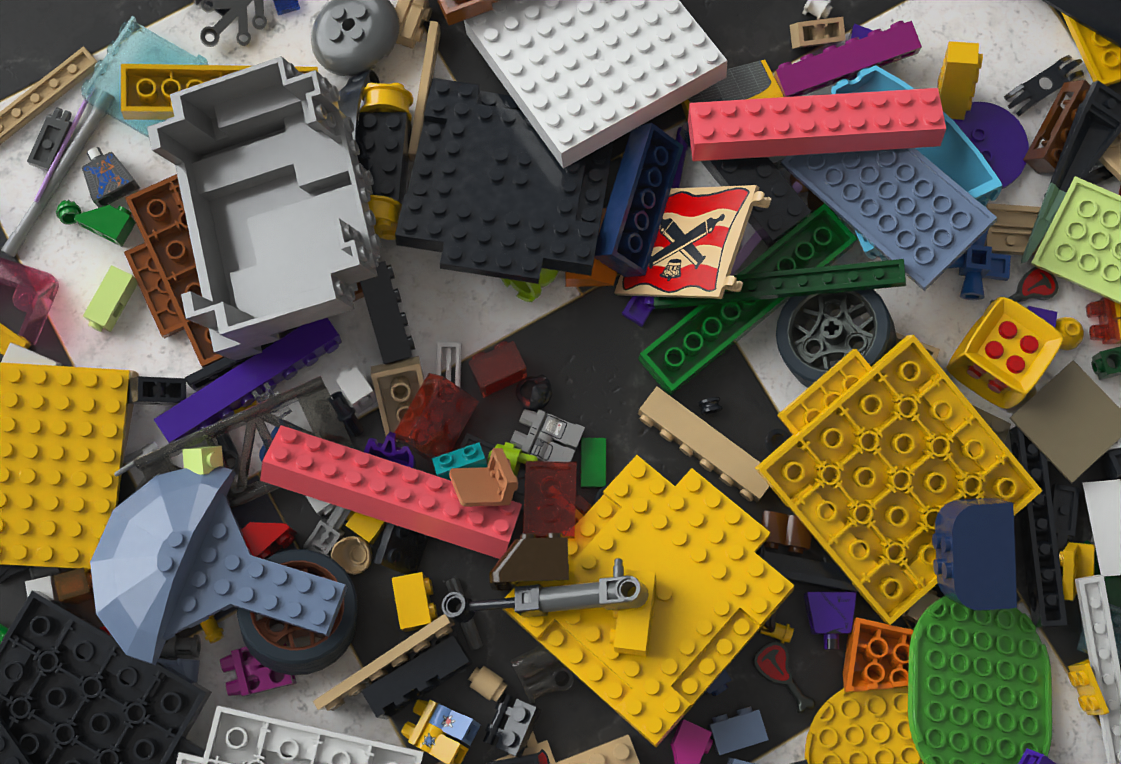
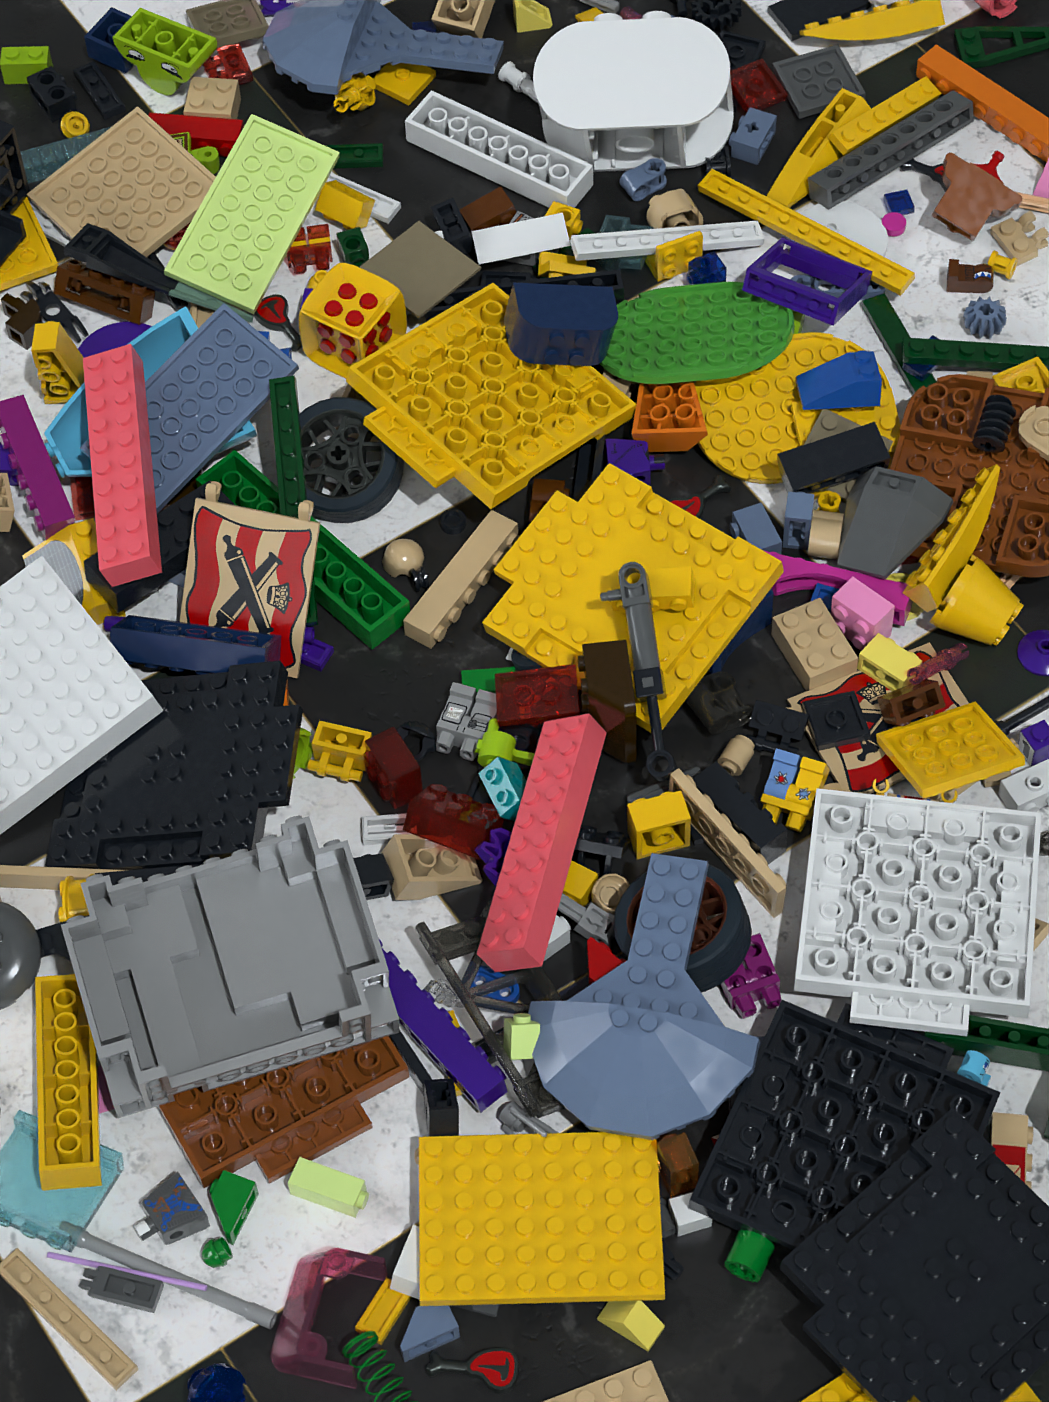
camera: 90 degrees left, 20 degrees down
(346, 413) = (452, 914): black axle -> none
(356, 389) = (426, 901): white brick -> none
(486, 485) = (524, 741): nougat bracket -> none
(528, 325) = (341, 747): none -> yellow brick
(737, 393) = (402, 556): none -> tan hair
(1028, 59) = (22, 319): none -> dark brown brick
(1069, 716) = (706, 270): none -> clear blue brick

